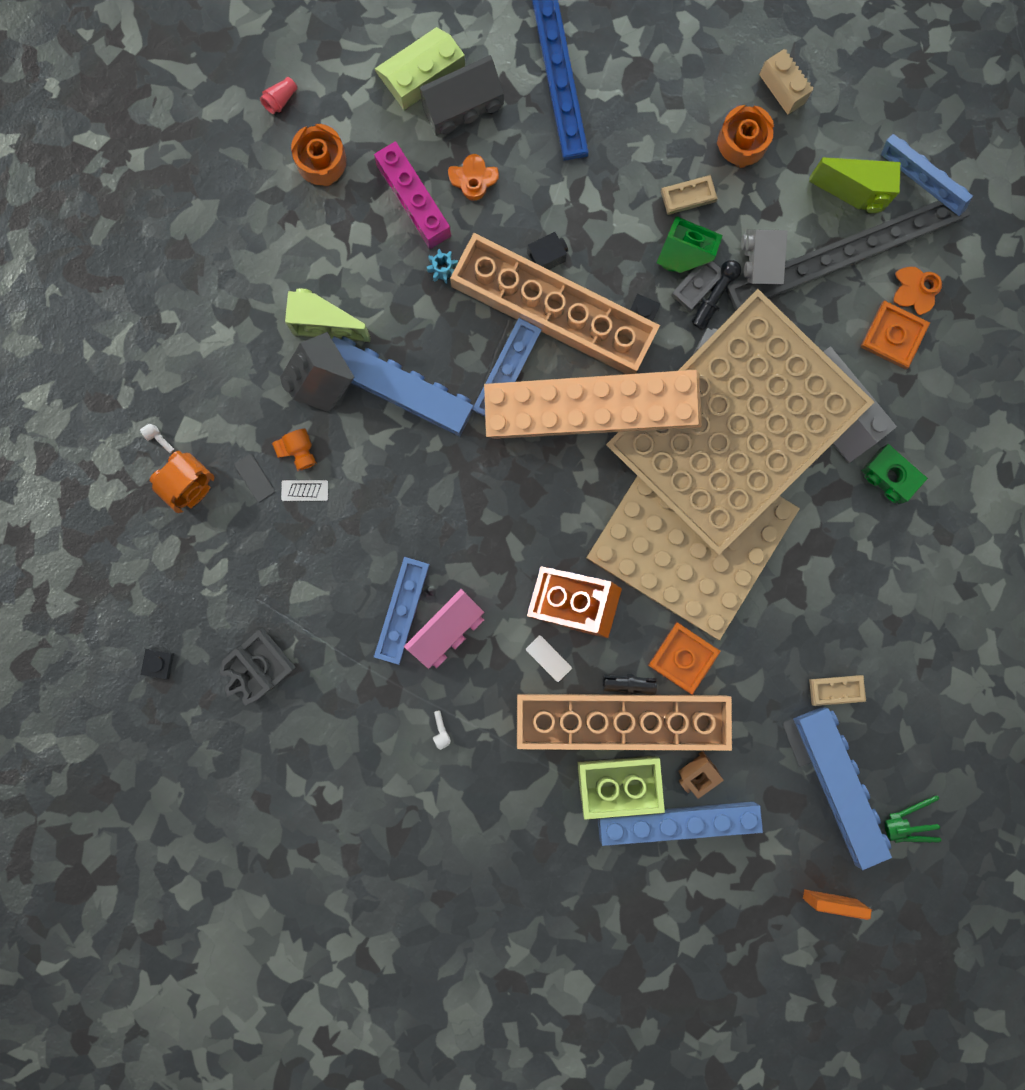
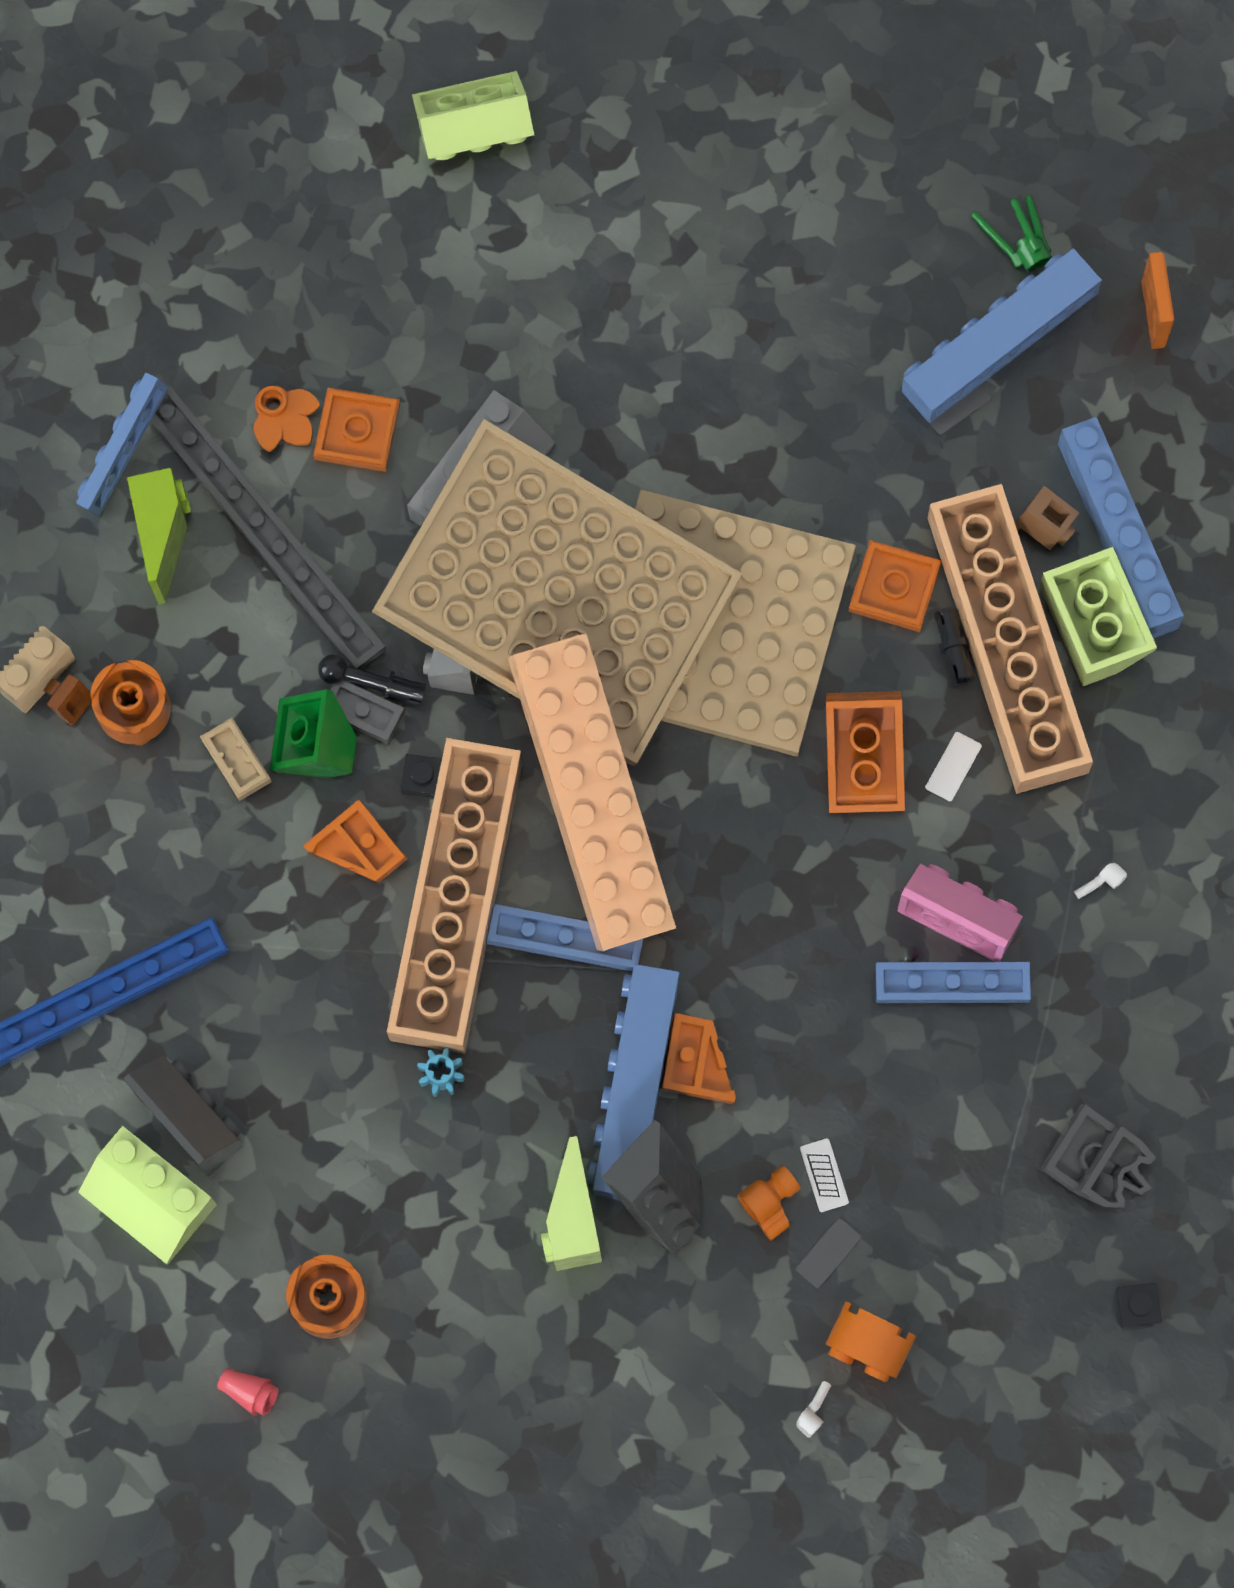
camera: 95 degrees left, 10 degrees down
(400, 429) = (694, 1061): none -> orange wing
(412, 195) = (348, 1144): dark pink brick -> none
(473, 174) = (287, 1072): orange plate -> none
(548, 251) = (377, 929): black brick -> none
(608, 257) = (358, 844): none -> orange wing
(760, 96) = (68, 699): none -> dark orange tile
(766, 255) = (298, 623): light grey brick -> none
(837, 690) = (873, 375): tan plate -> none
(908, 476) = (557, 358): green brick -> none

